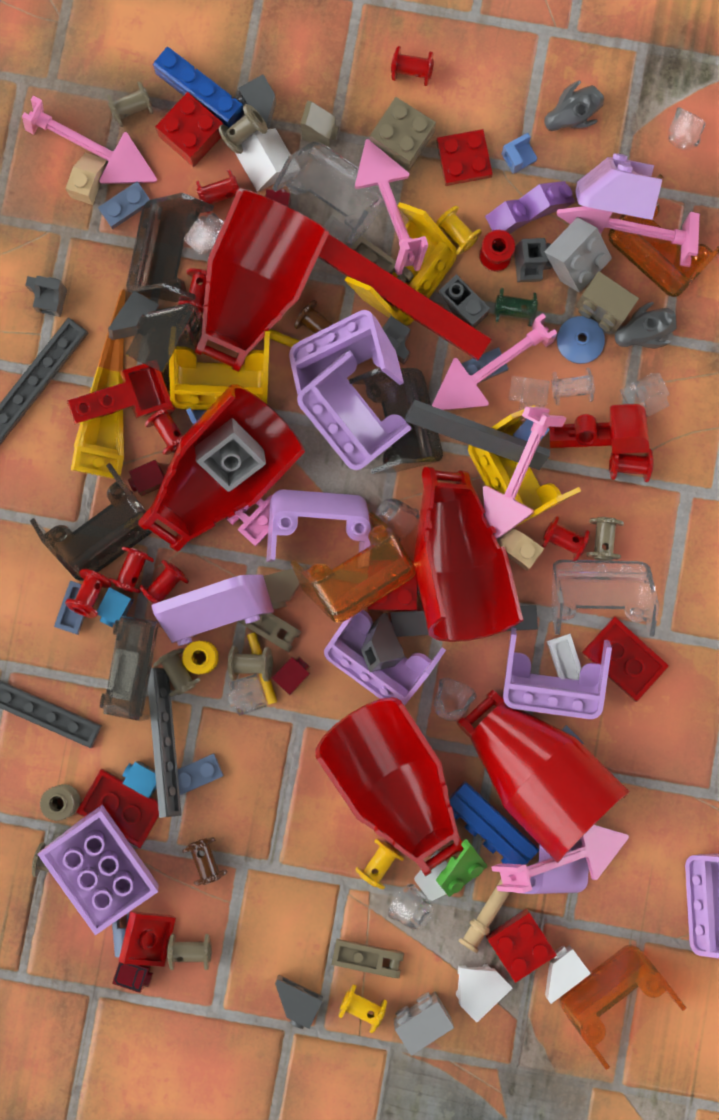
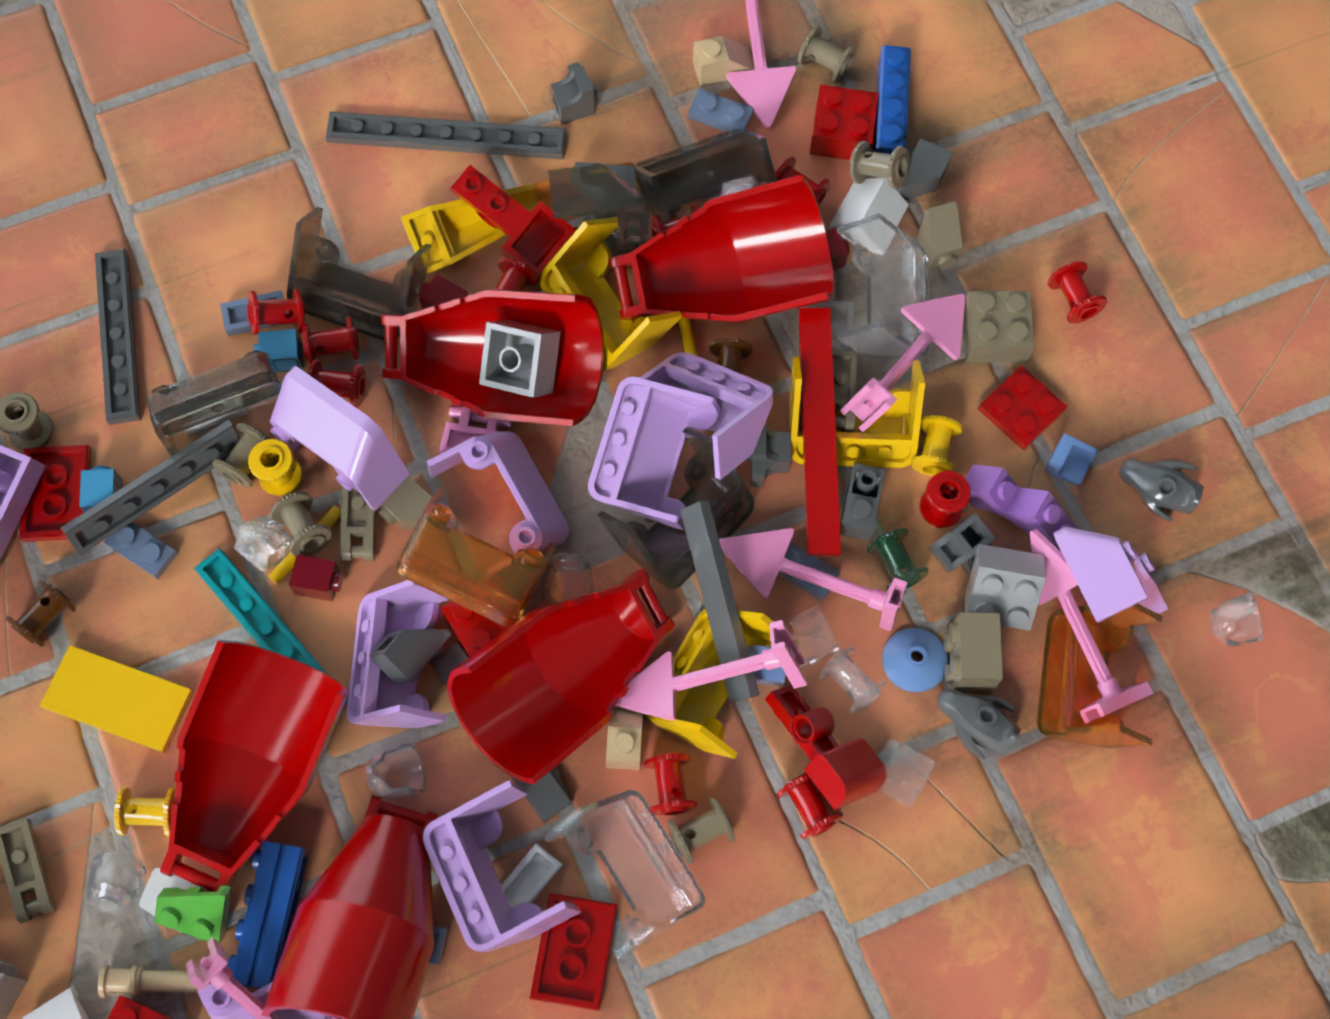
camera: 55 degrees right, 15 degrees down
(288, 727) = (251, 608): none -> teal tile
(290, 844) = (116, 699): none -> yellow tile

